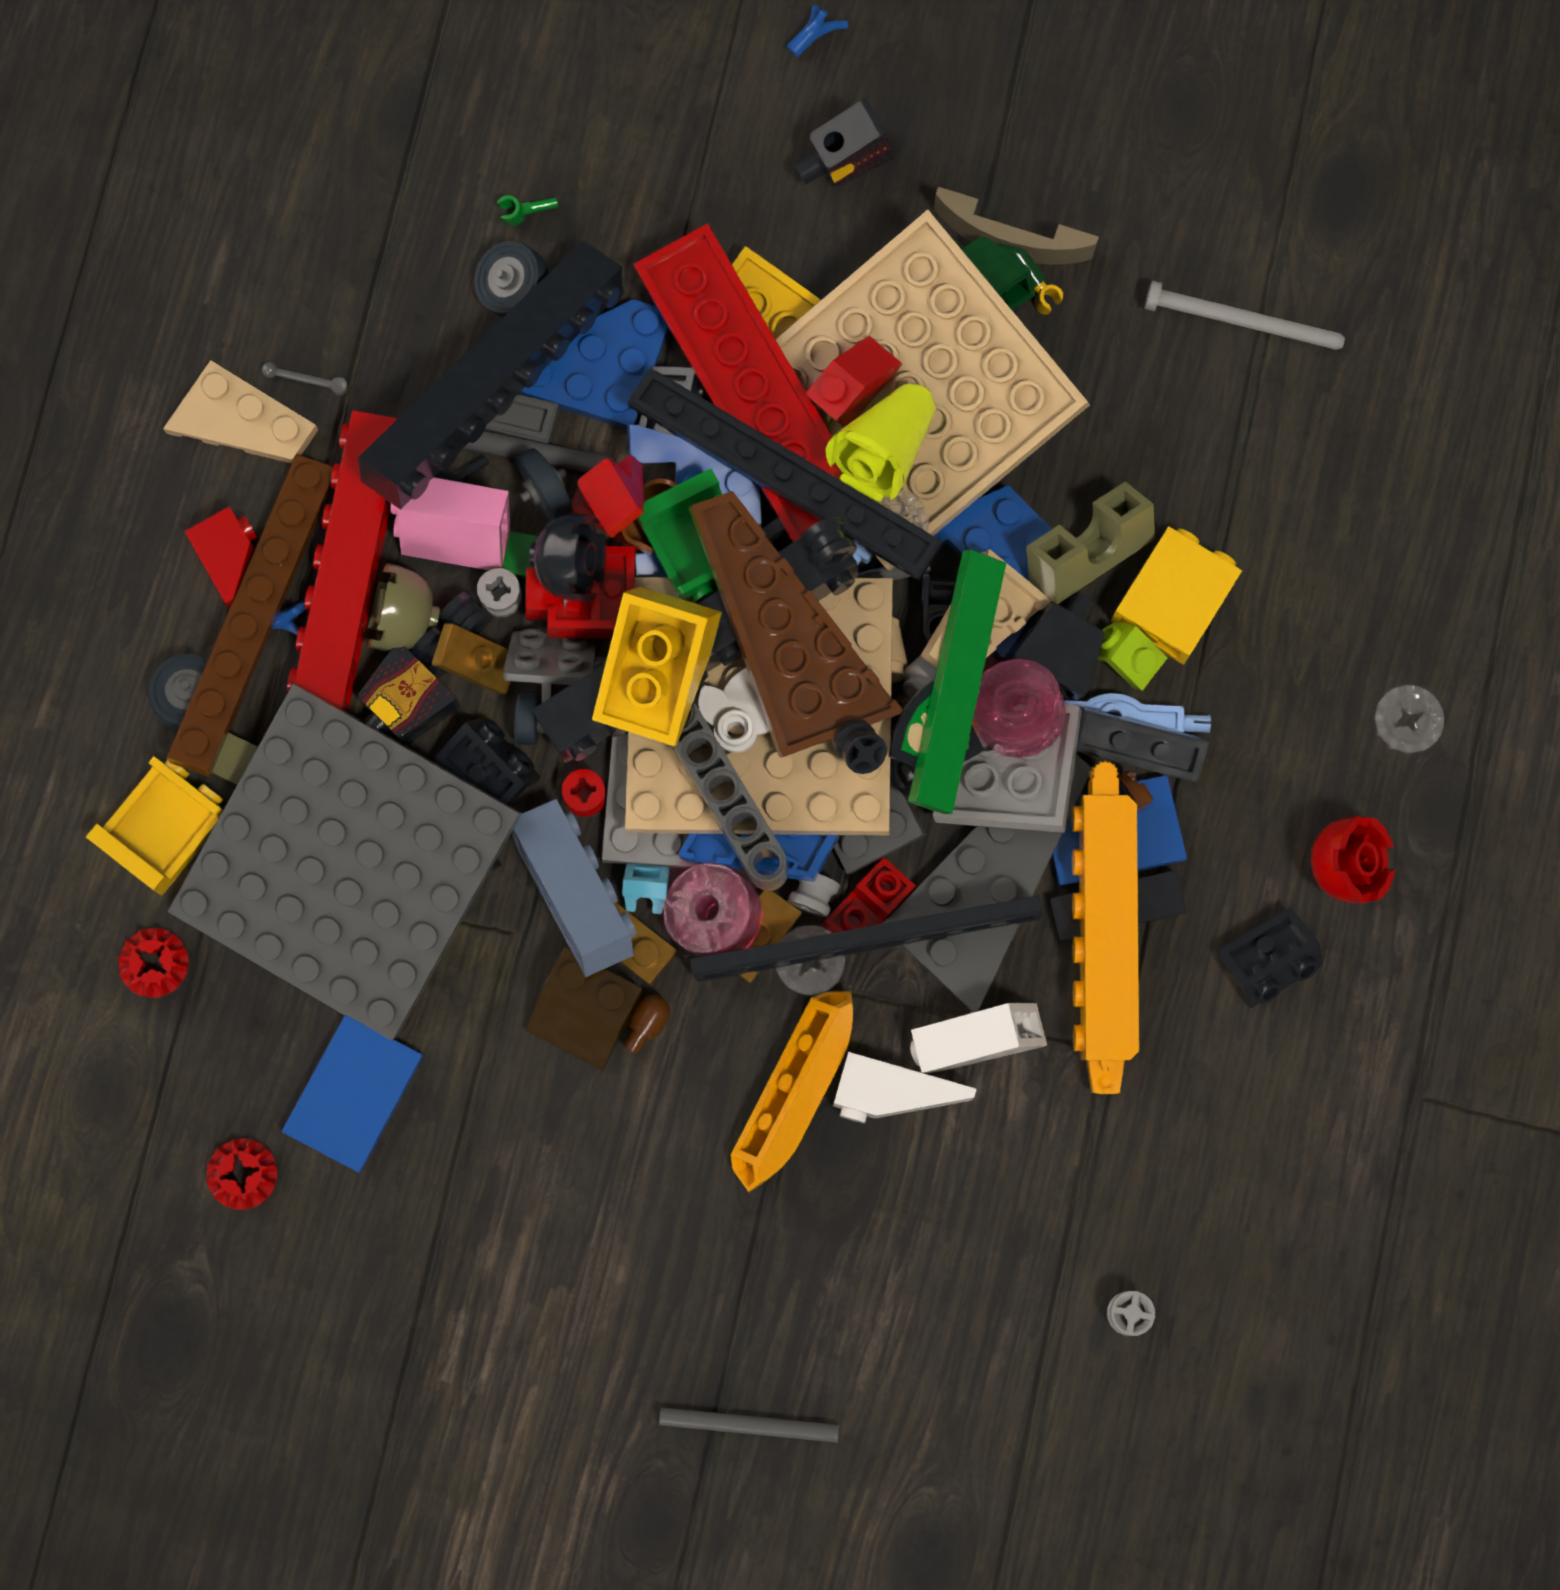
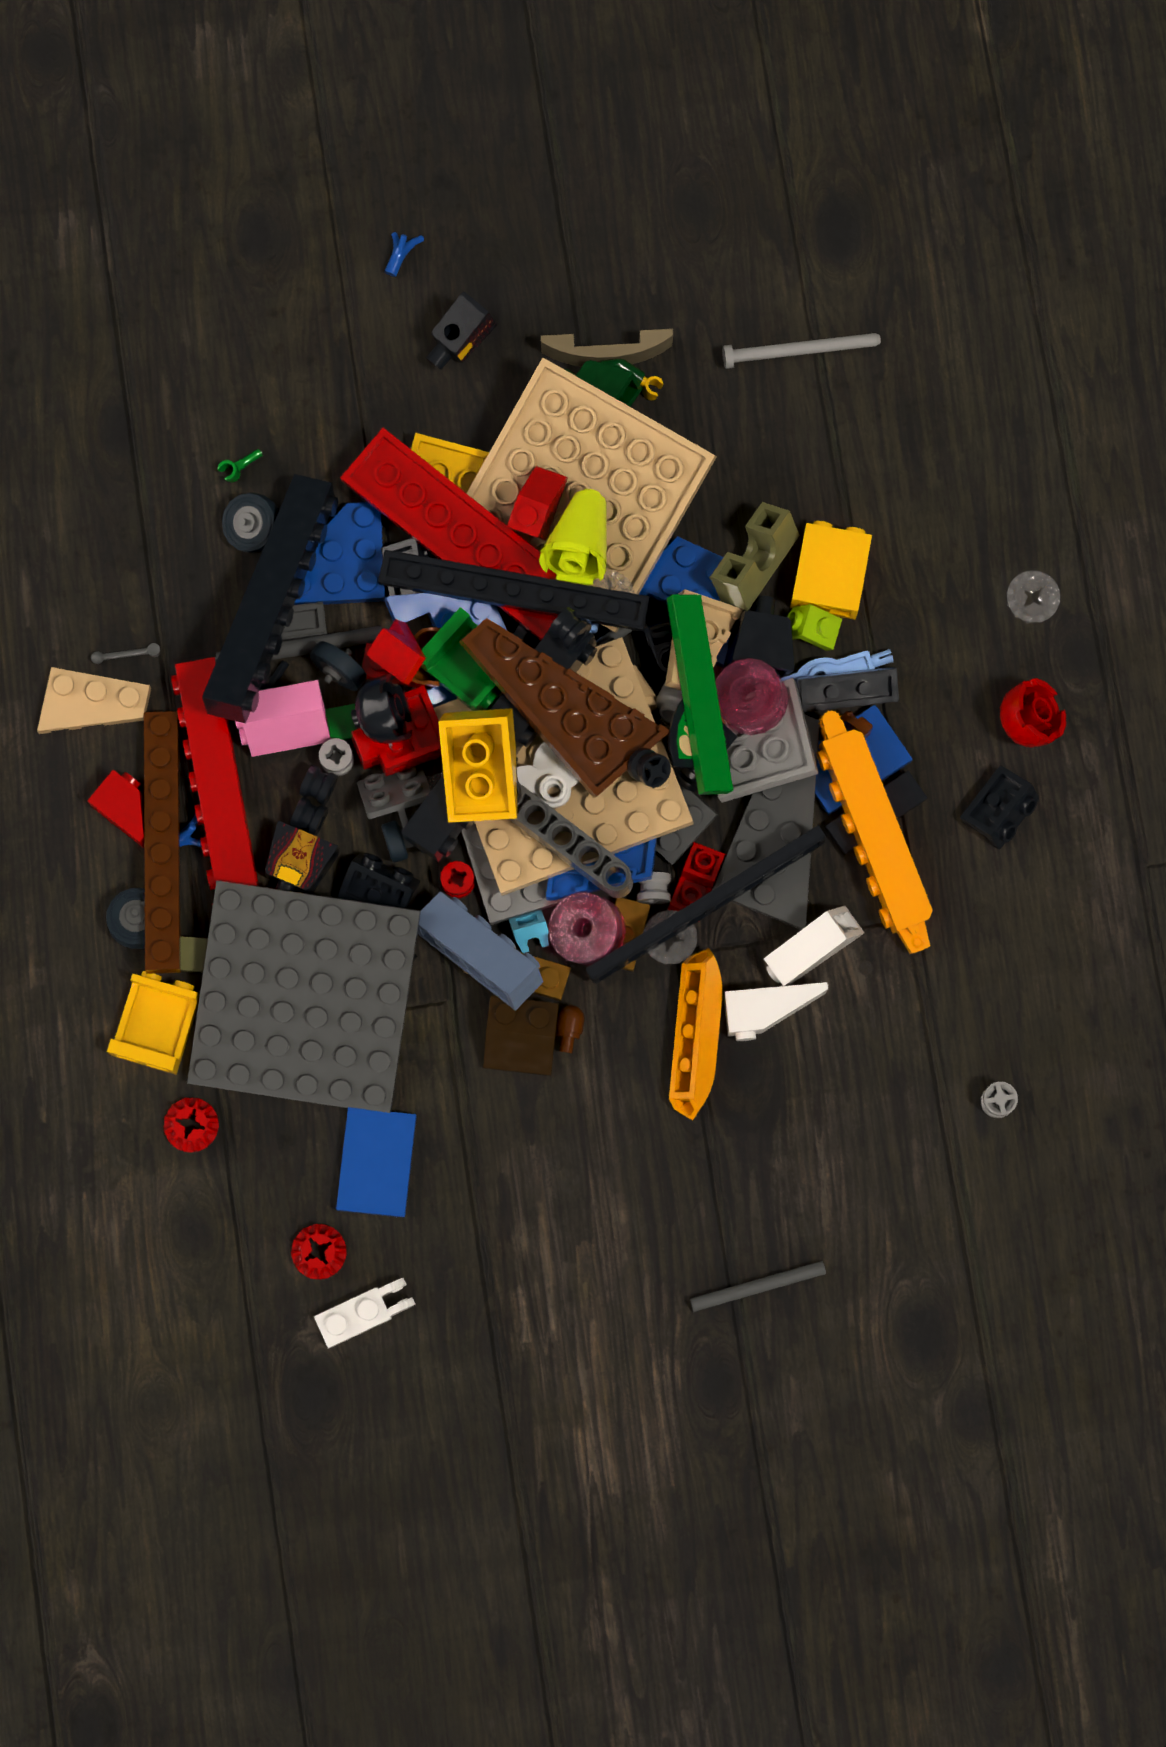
camera: 20 degrees left, 0 degrees up
(259, 1269) = (360, 1314): none -> white hinge
(401, 610) = (269, 797): olive cylinder -> none
(472, 658) = (338, 812): pearl gold plate -> none

